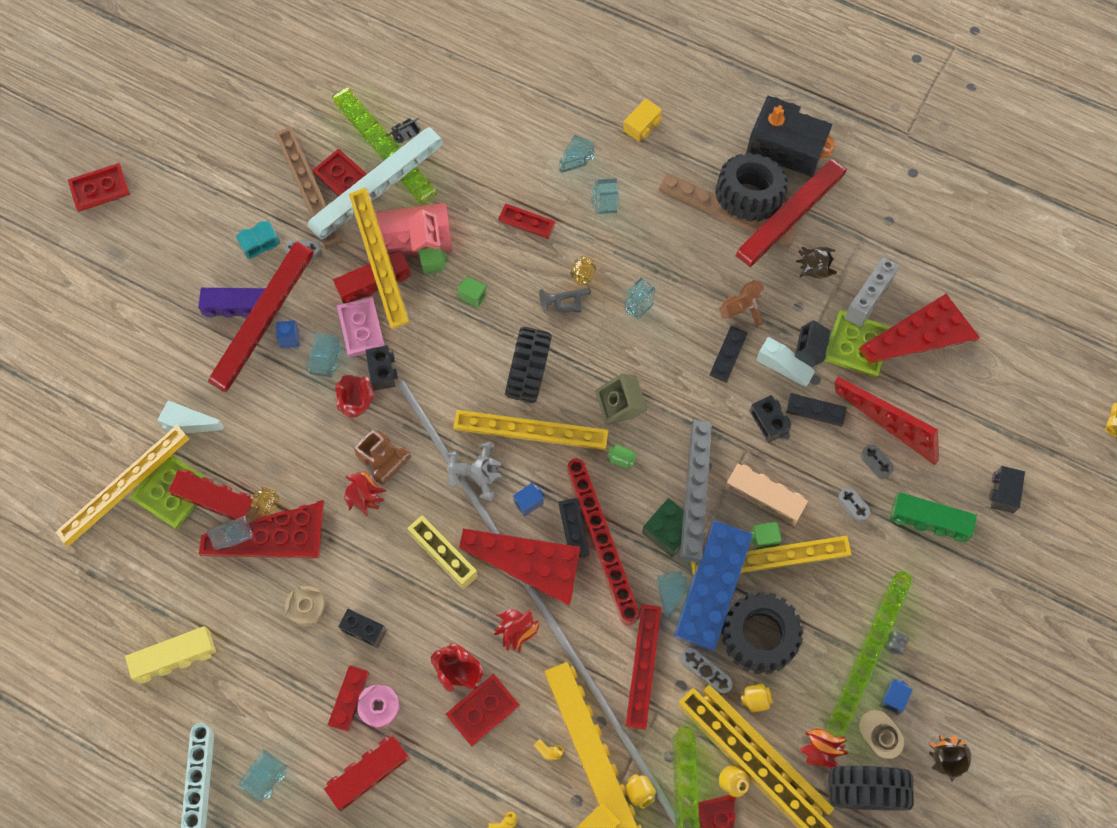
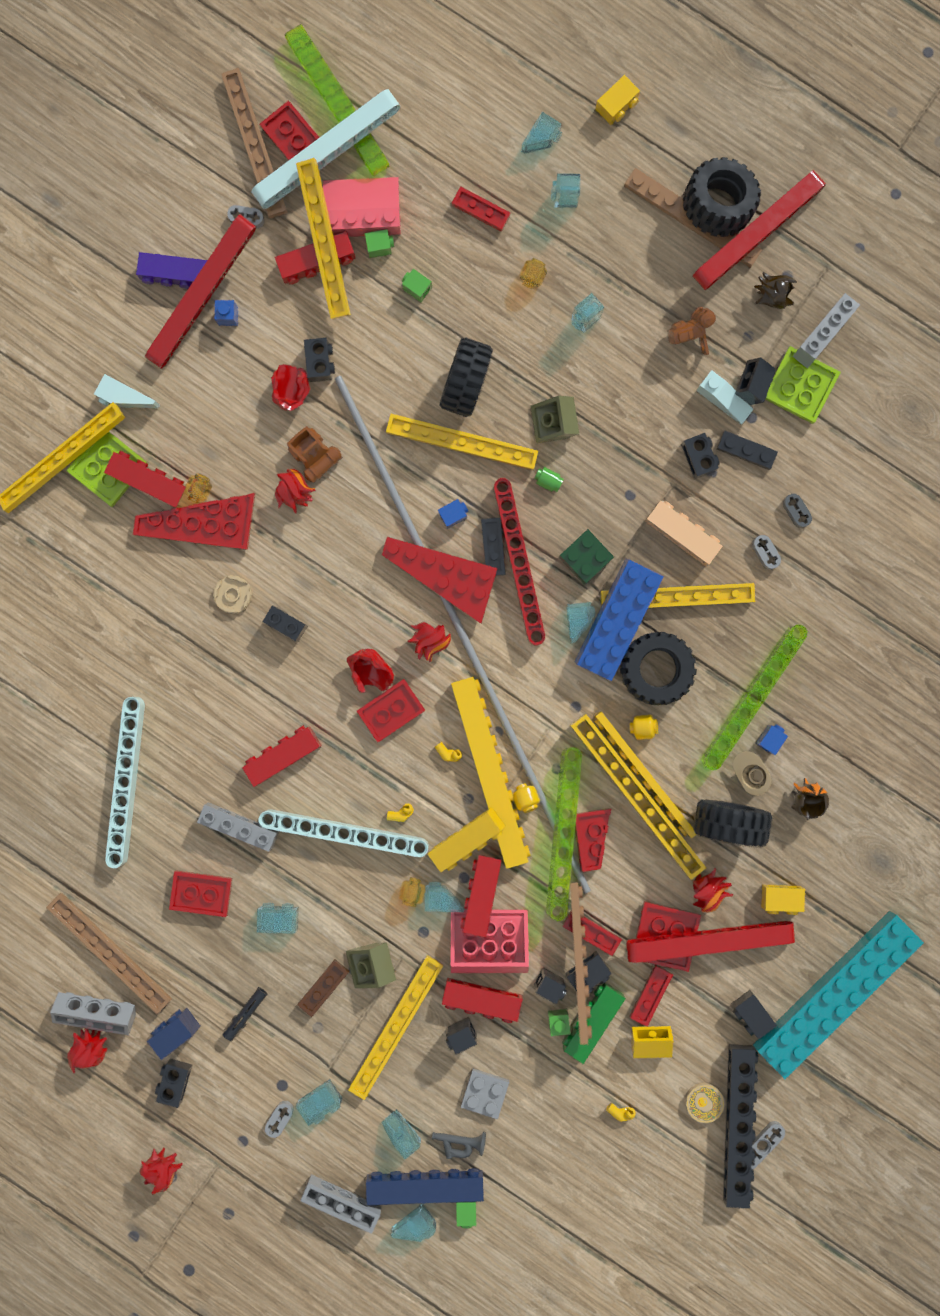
camera: 10 degrees right, 20 degrees up
(98, 187) = (33, 119): red plate -> none
(170, 655) = (105, 628): light yellow brick -> none
(230, 533) = (164, 519): clear light blue slope -> none
(257, 239) = (199, 200): teal brick -> none
(262, 776) = (188, 748): clear light blue brick -> none
(323, 355) = (262, 339): clear light blue brick -> none
(348, 698) = (268, 686): red plate -> none
(360, 326) = (300, 311): bright pink plate -> none
(366, 705) = (295, 685): bright pink plate -> none
(405, 131) = (357, 88): black hinge -> none
(424, 230) = (372, 214): coral panel -> none
(442, 552) = (365, 558): light yellow brick -> none
(481, 470) = (409, 479): light grey piece -> none
(547, 299) = (493, 301): dark grey piece -> none
(643, 667) = (543, 686): red plate -> none
(696, 491) = (616, 523): dark grey plate -> none
(698, 656) = (594, 683): light grey beam -> none
(728, 354) = (669, 381): black plate -> none
(734, 781) = (611, 799): yellow head -> none
(765, 535) = (676, 574): bright green brick -> none
(790, 137) = (772, 139): black piece -> none
(823, 748) = (697, 780): red hair -> none
(896, 643) = (781, 690): dark grey wheel -> none
(907, 428) = (822, 474): red wing -> none
(925, 330) = (875, 377): red wing -> none
(933, 517) = (840, 573): green brick -> none
(1007, 489) = (917, 553): black brick -> none

